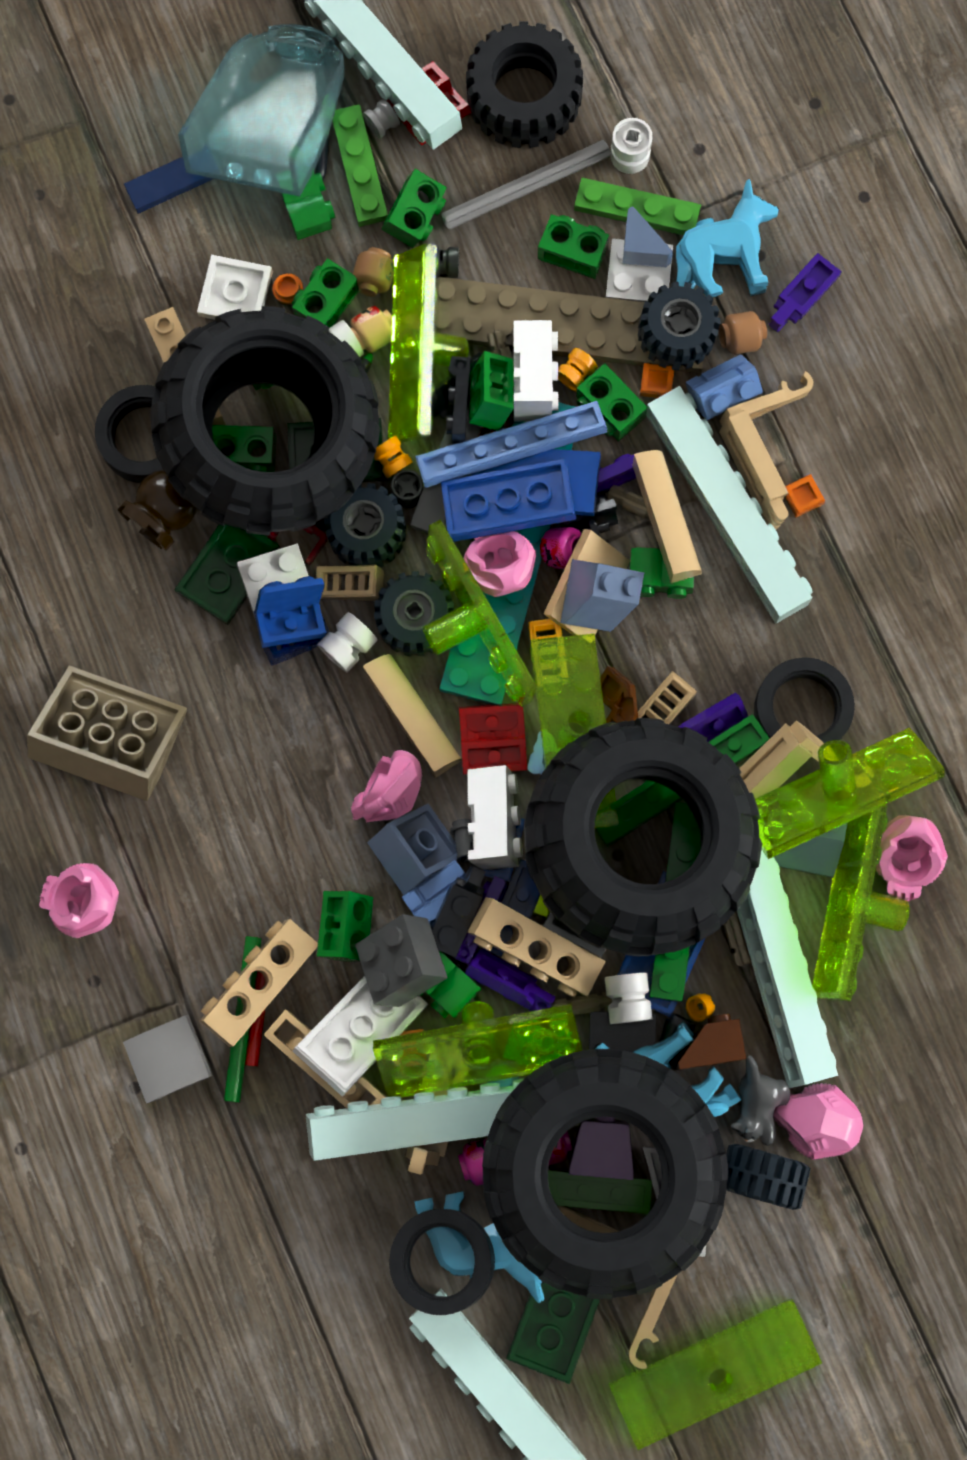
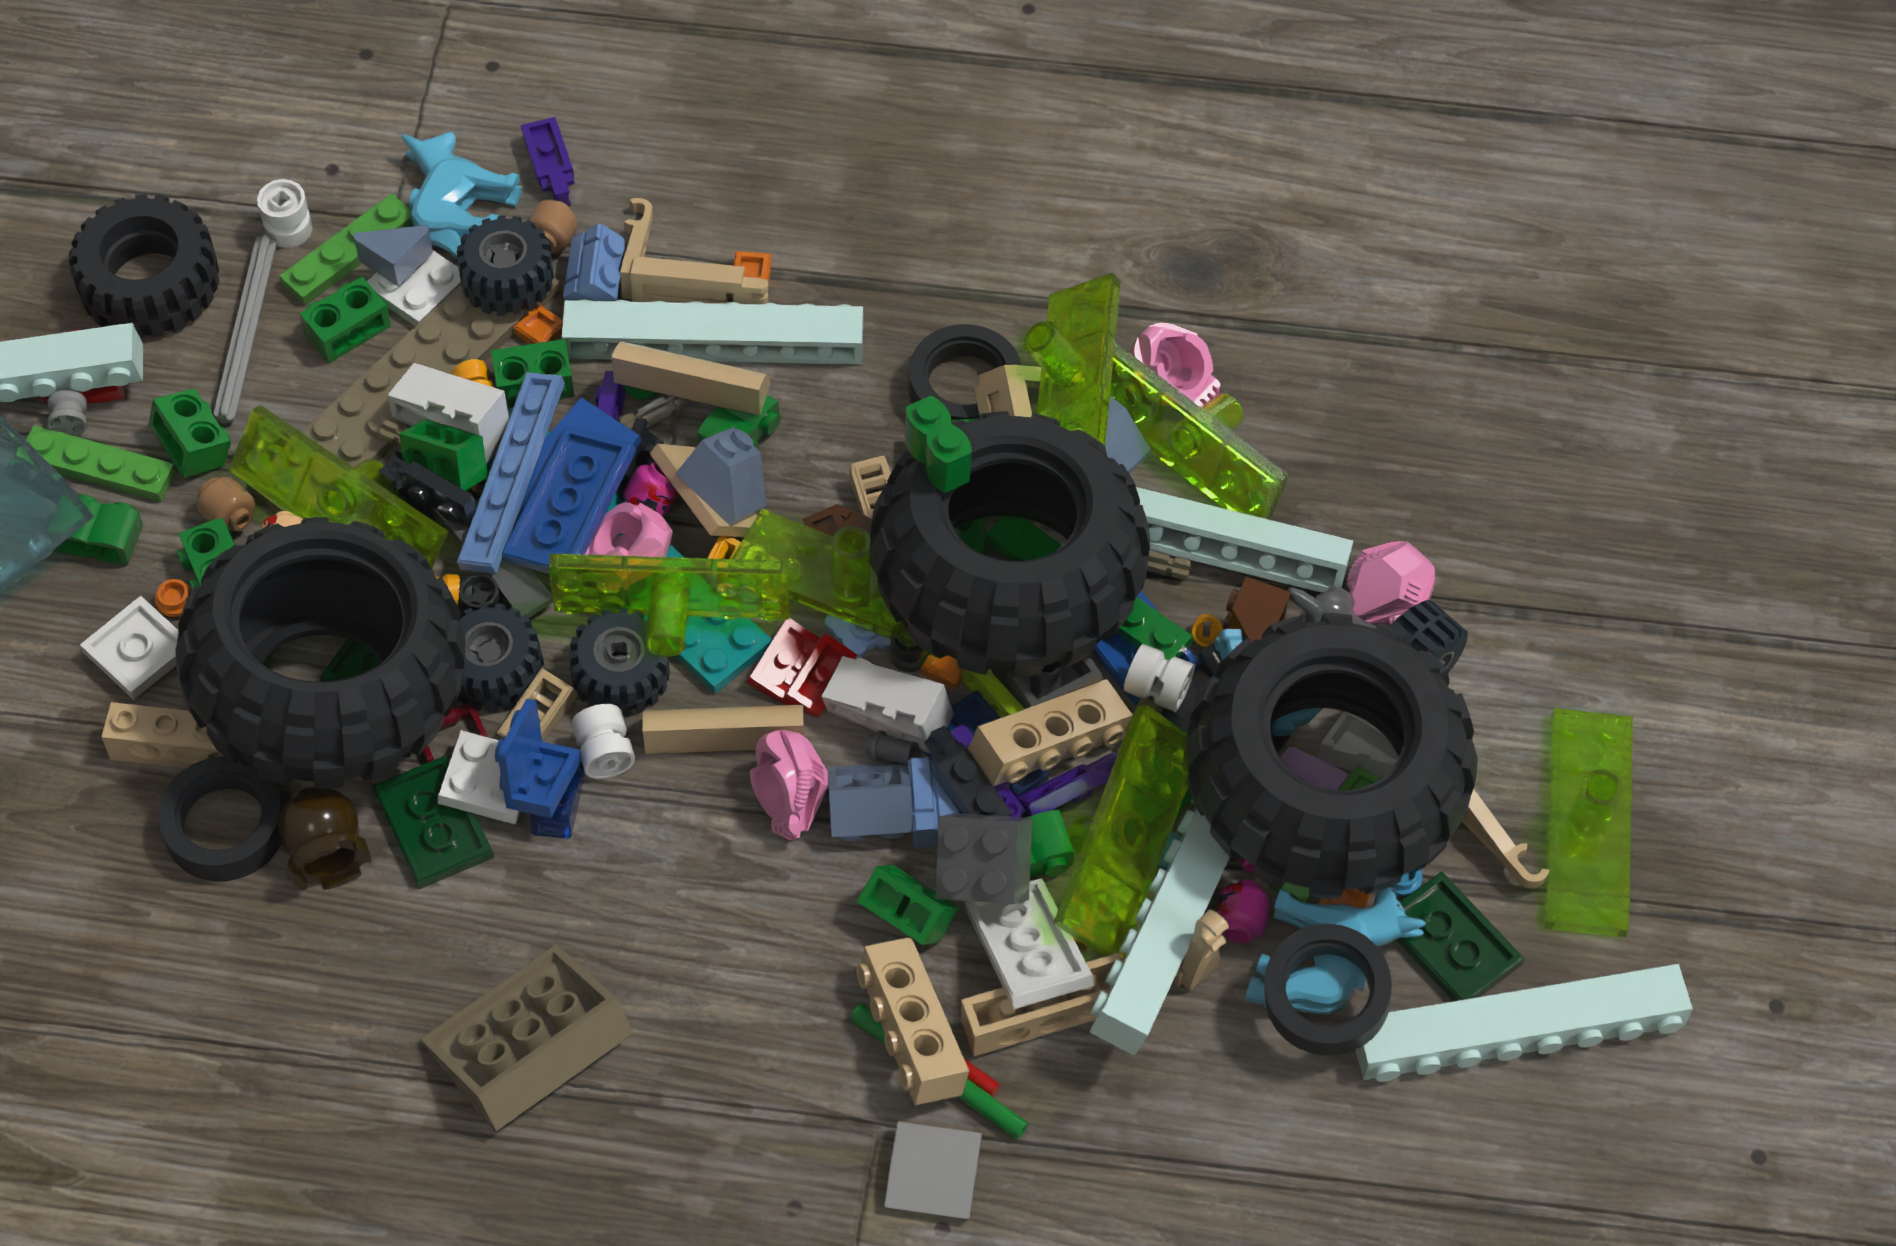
camera: 65 degrees left, 20 degrees down
(80, 899) = (696, 1157): bright pink helmet -> none
(655, 742) = (938, 444): none -> green brick

